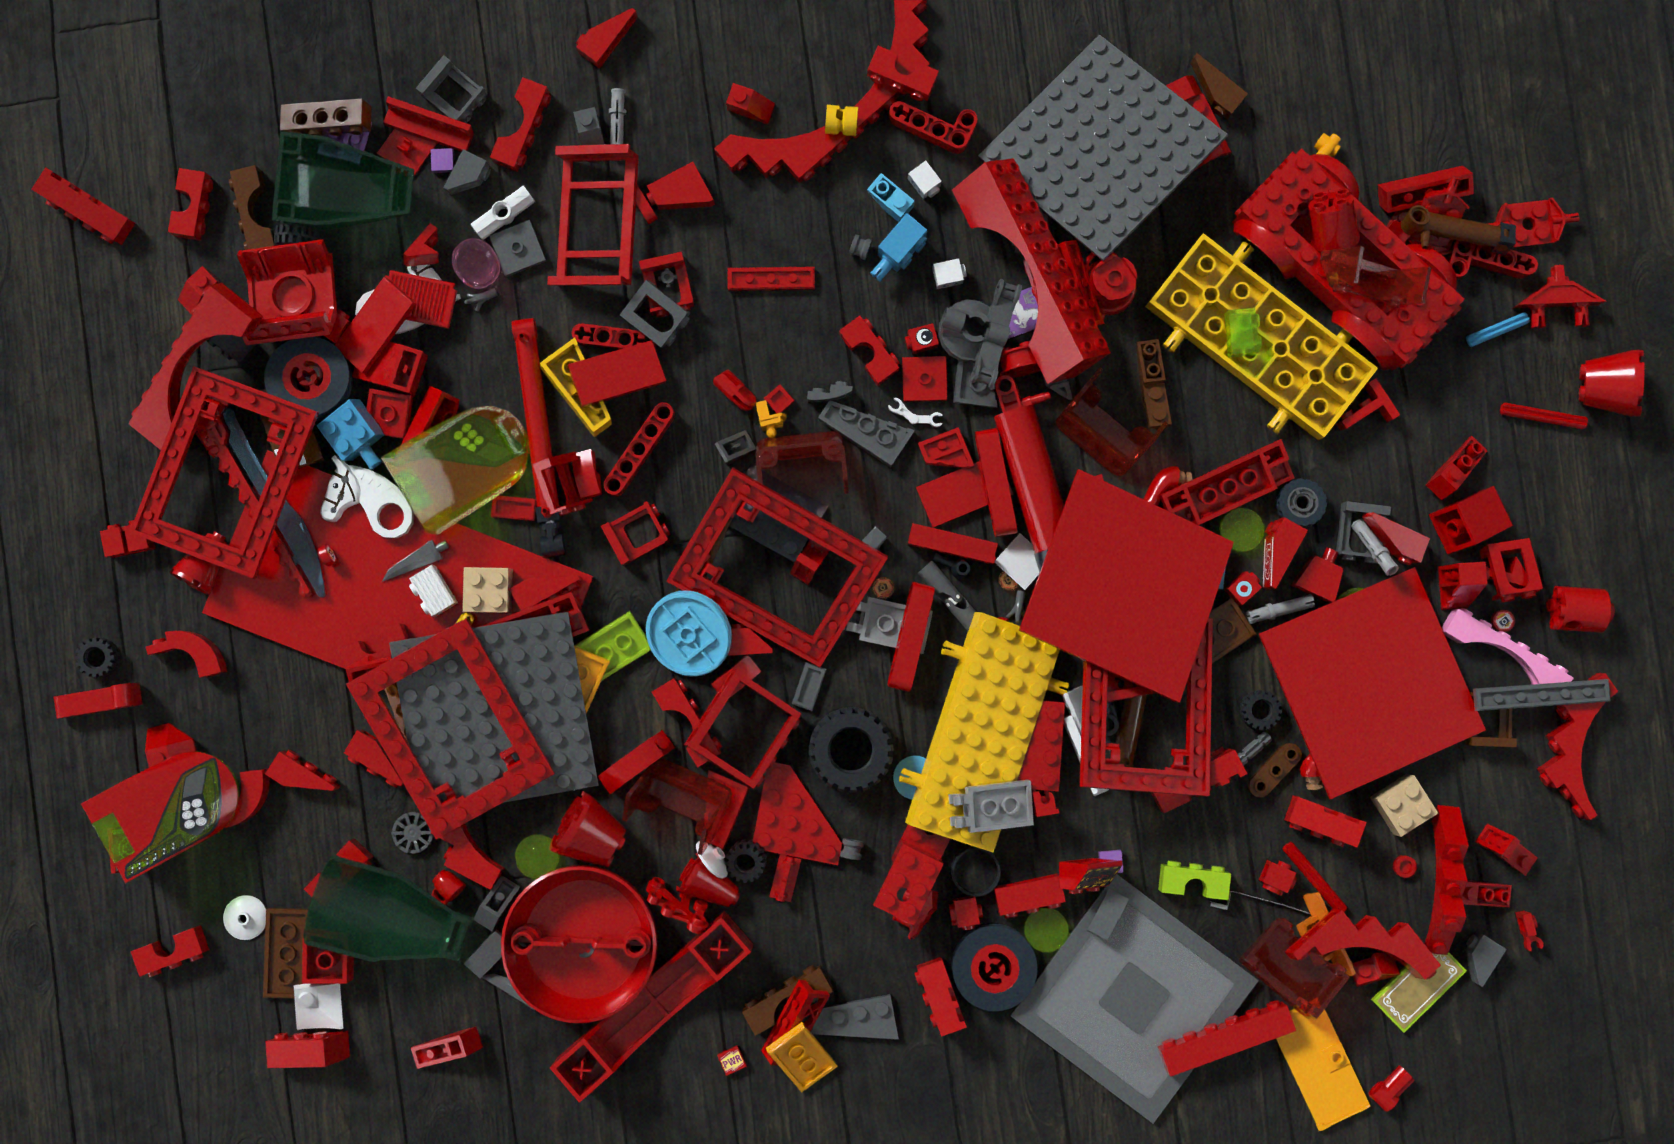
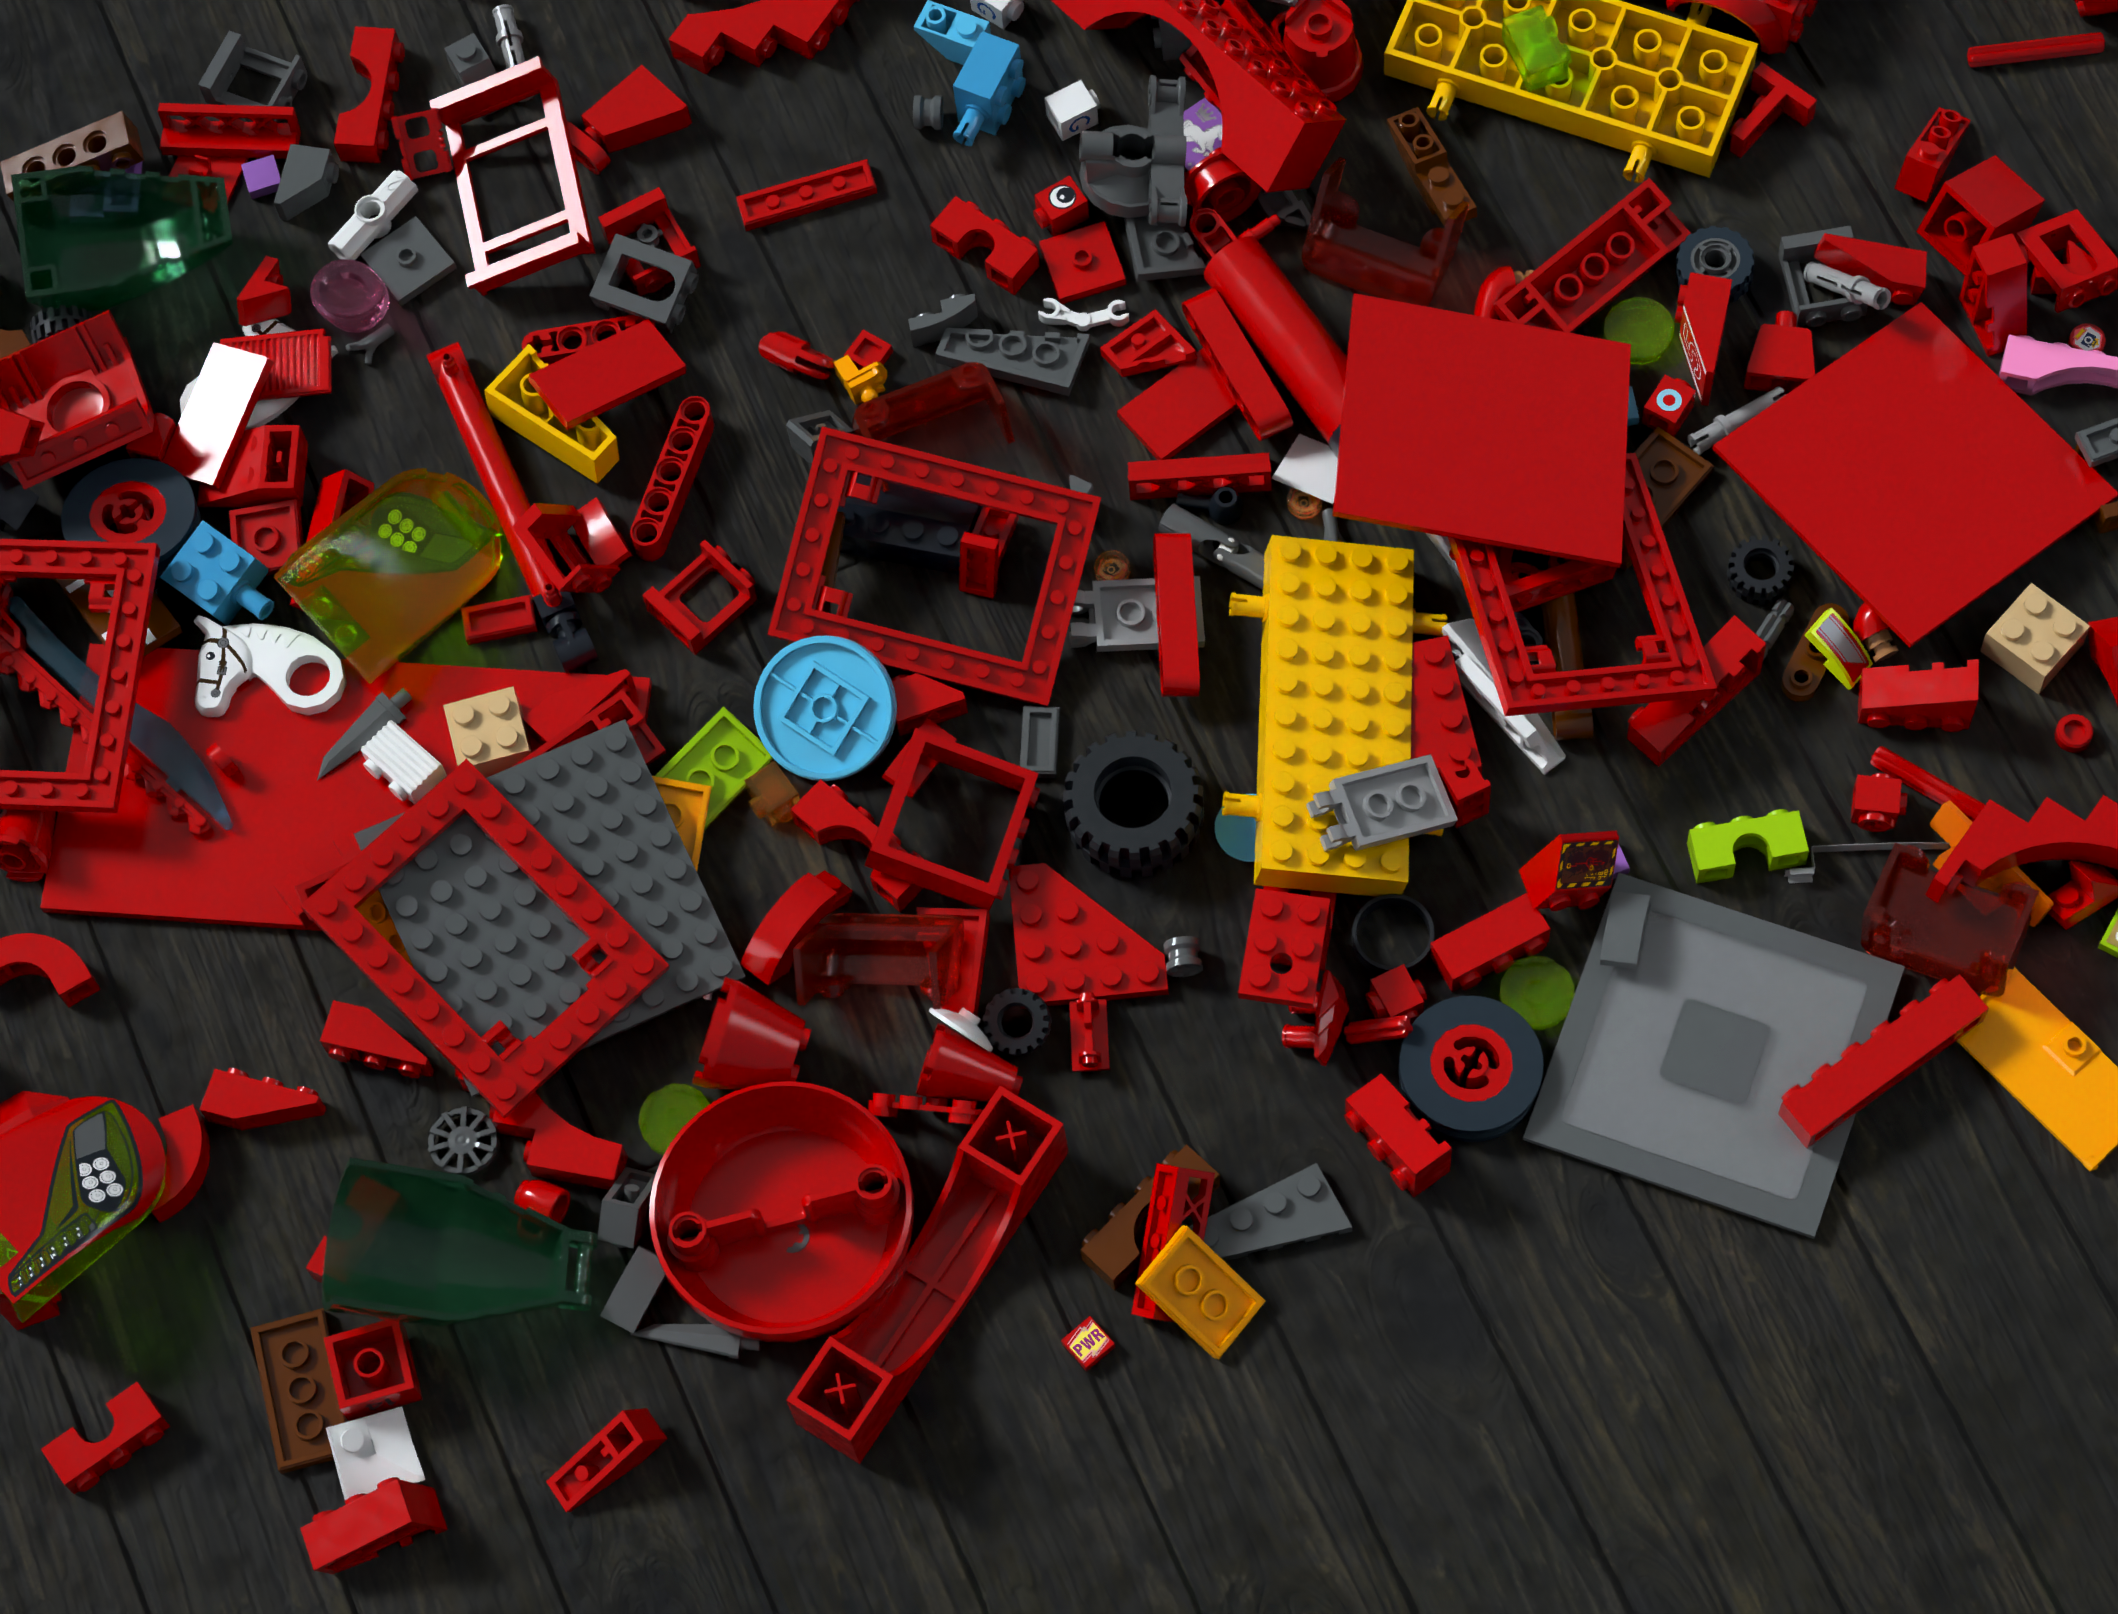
camera: 10 degrees left, 20 degrees down
(255, 917) = (226, 1371): white dish -> none
(552, 173) = (433, 141): none -> red piece
(644, 675) = (771, 794): none -> clear orange brick
(949, 930) = (1378, 1029): none -> red axle
(1289, 777) = (1840, 646): none -> slope

